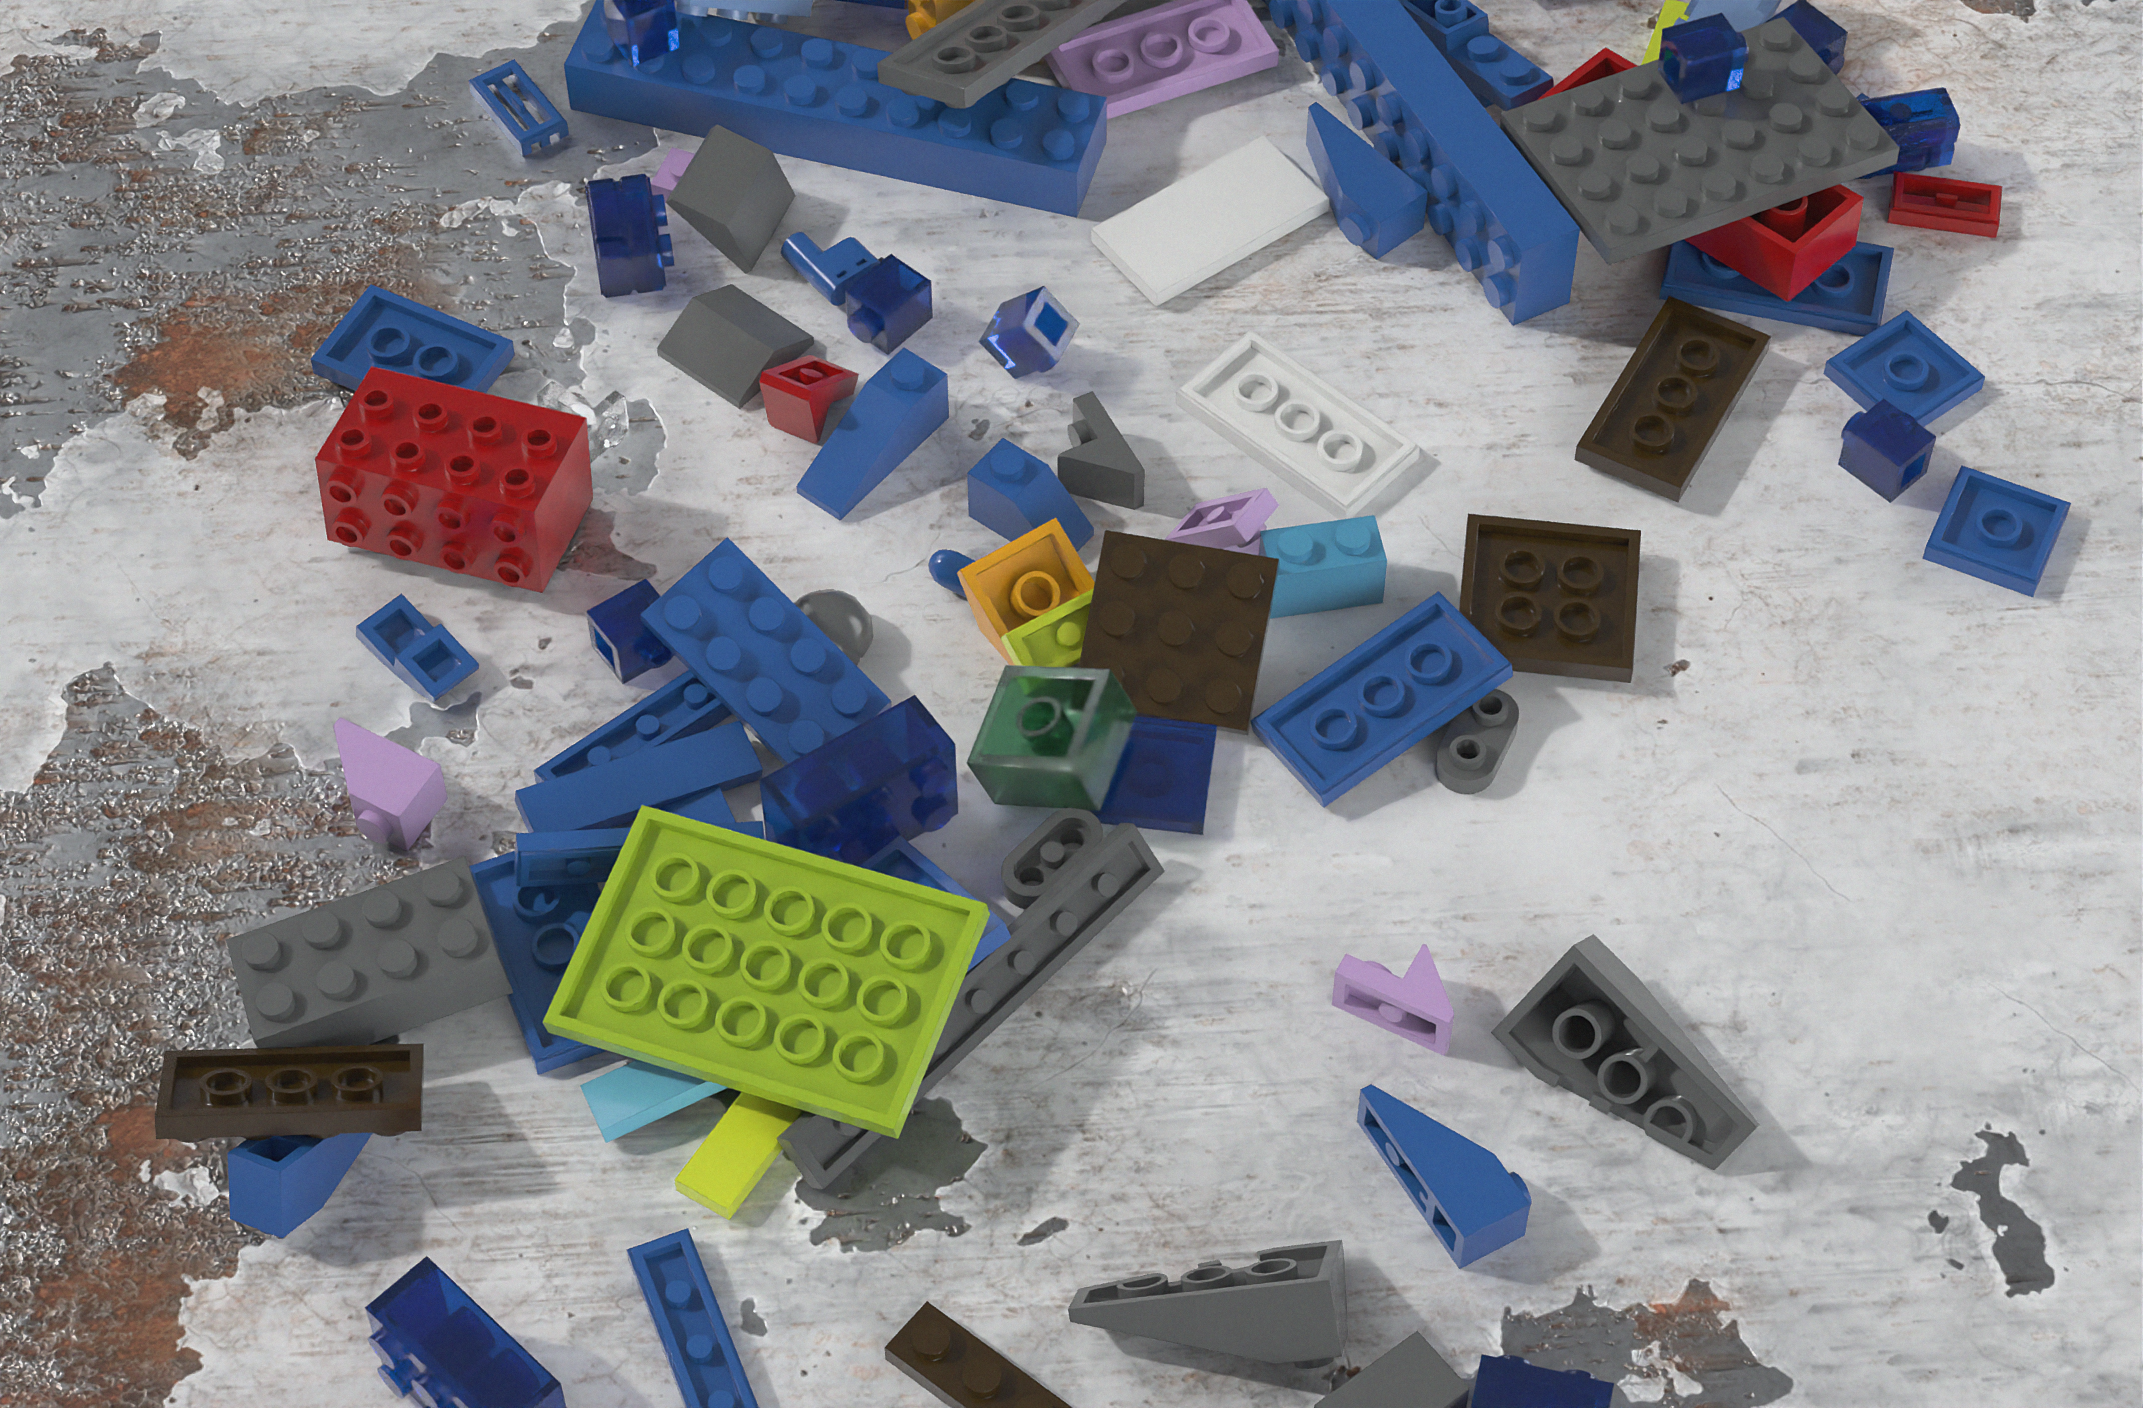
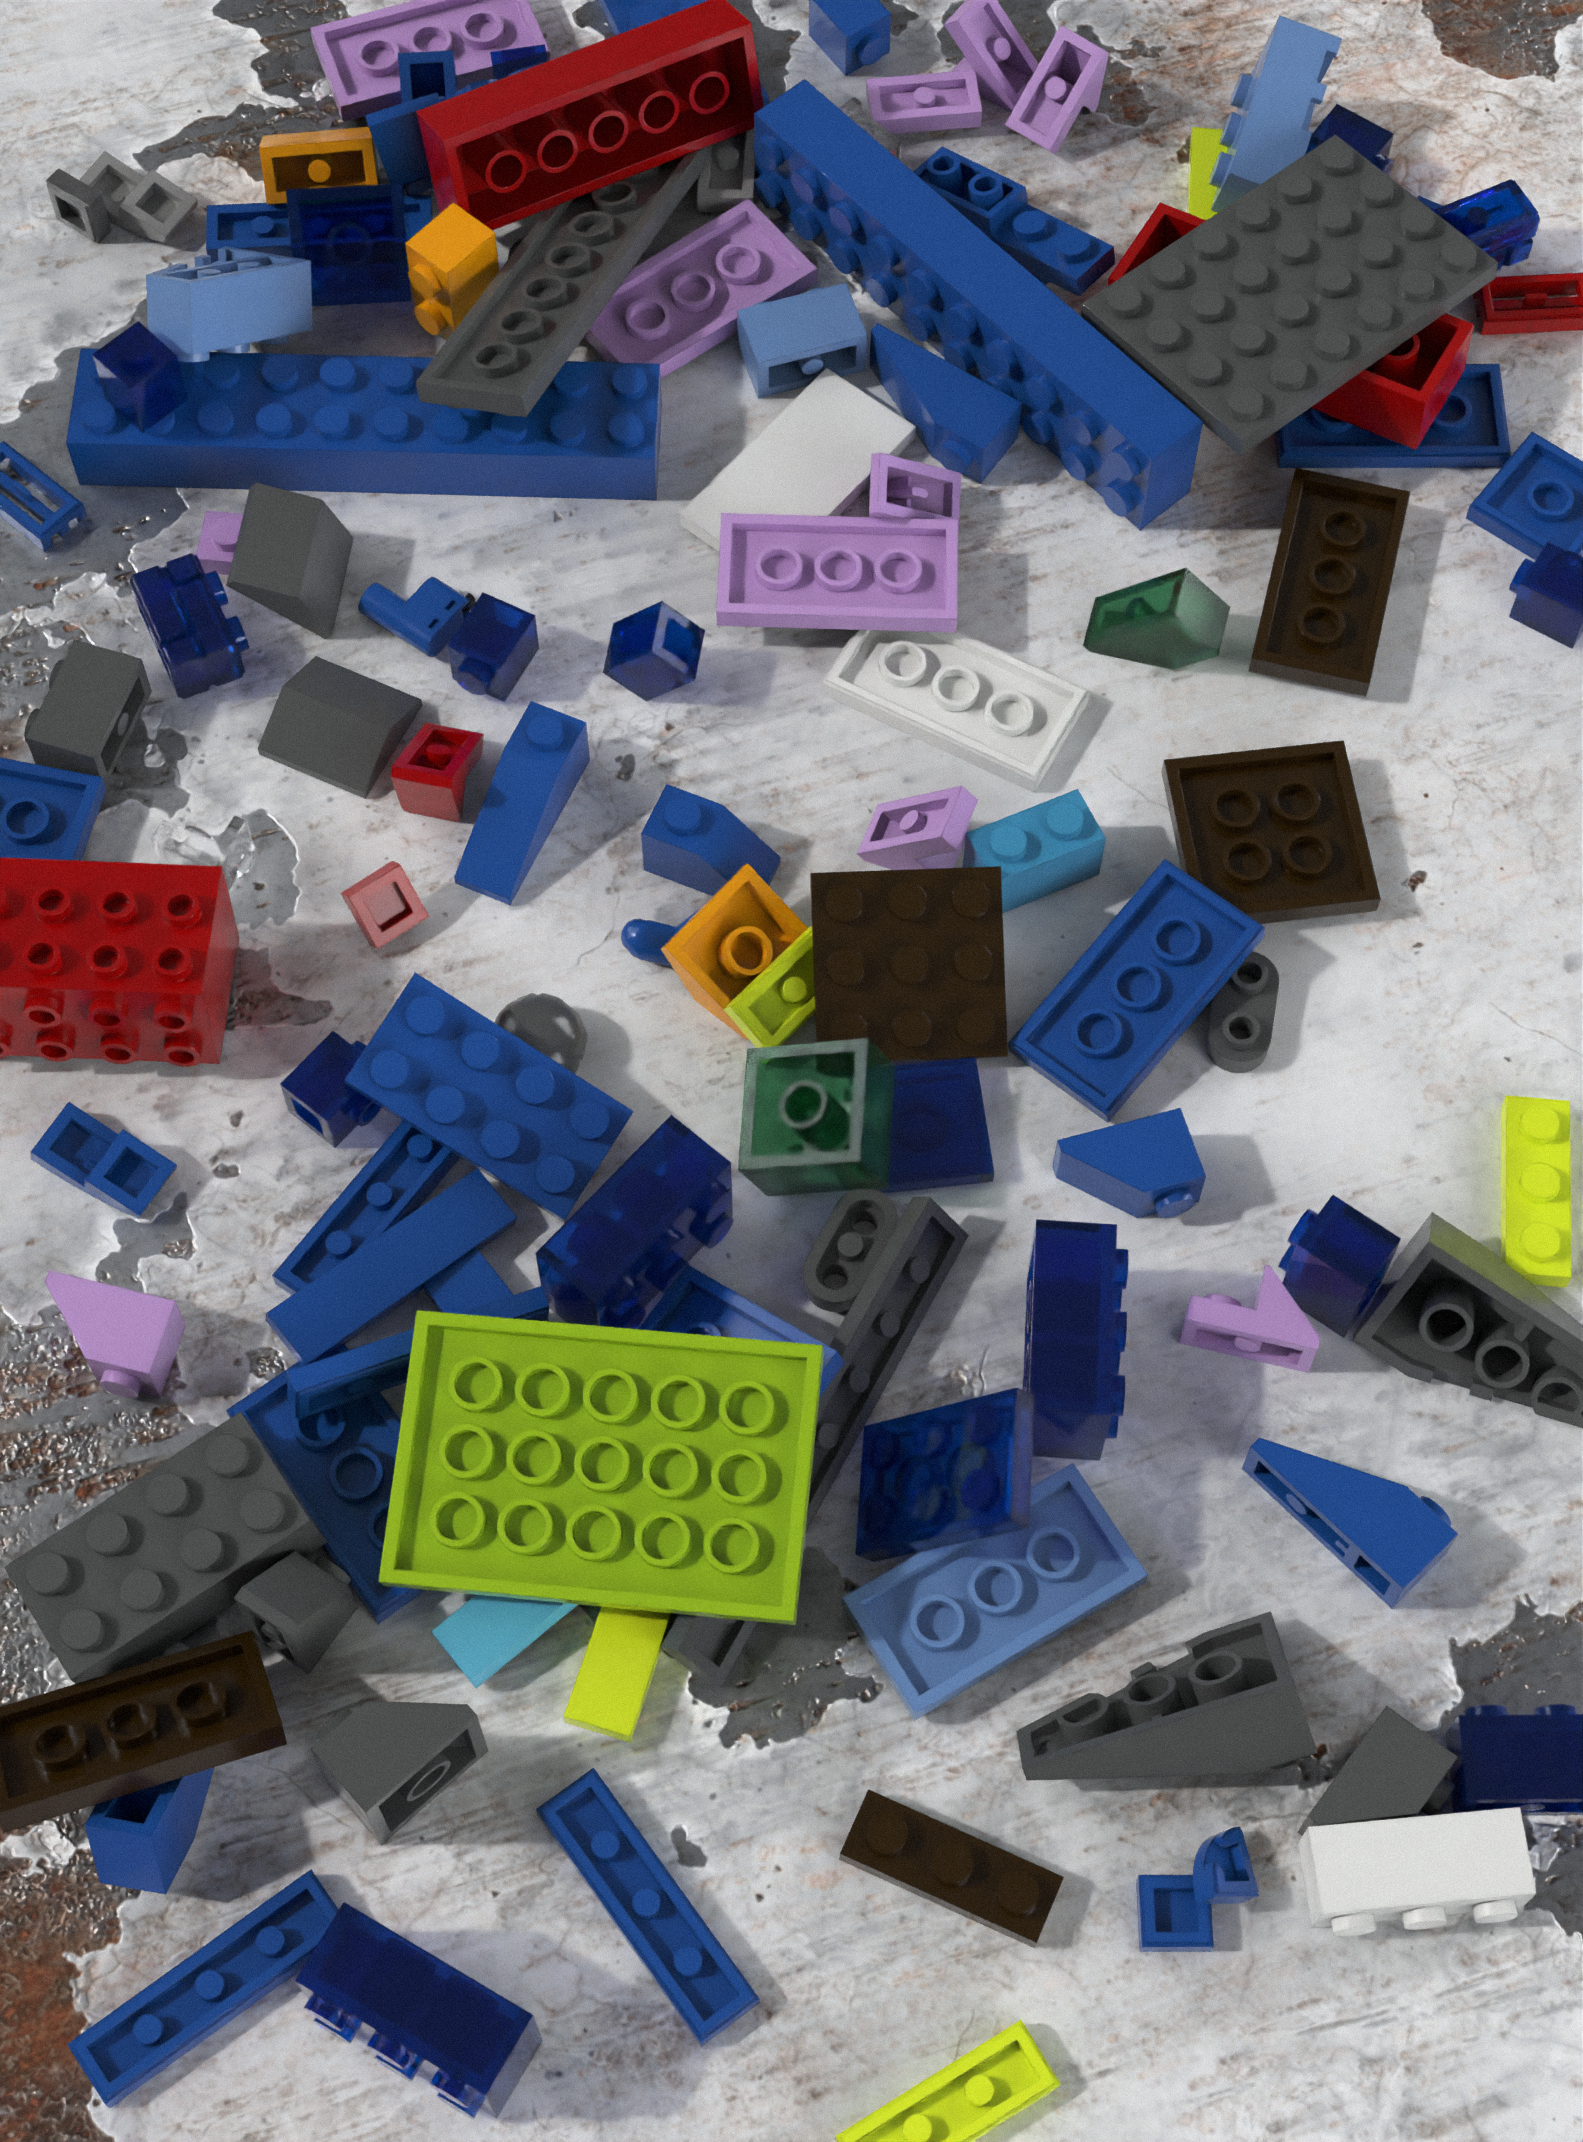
camera: 15 degrees left, 10 degrees up
(278, 1334) = (205, 1990): none -> blue tile
(467, 1035) = (298, 1608): none -> dark grey slope
(517, 1170) = (396, 1758): none -> dark grey slope
(519, 286) = (88, 711): none -> dark grey brick
(726, 492) = (385, 904): none -> plate
(1072, 1049) = (946, 1475): none -> clear blue plate
(1093, 1165) = (991, 1600): none -> medium blue plate
(1101, 460) = (771, 780): dark grey slope -> none
(1216, 300) = (838, 572): none -> lavender plate
(1223, 967) = (1074, 1337): none -> clear blue brick
(1245, 102) = (799, 337): none -> medium blue brick
(1303, 251) = (912, 489): none -> lavender slope
(1332, 842) = (1135, 1165): none -> blue slope
(1489, 956) = (1336, 1263): none -> clear blue brick
(1502, 400) = (1159, 622): none -> clear green slope
(1702, 58) = (1278, 204): clear blue brick -> none
(1706, 946) = (1536, 1189): none -> neon yellow plate

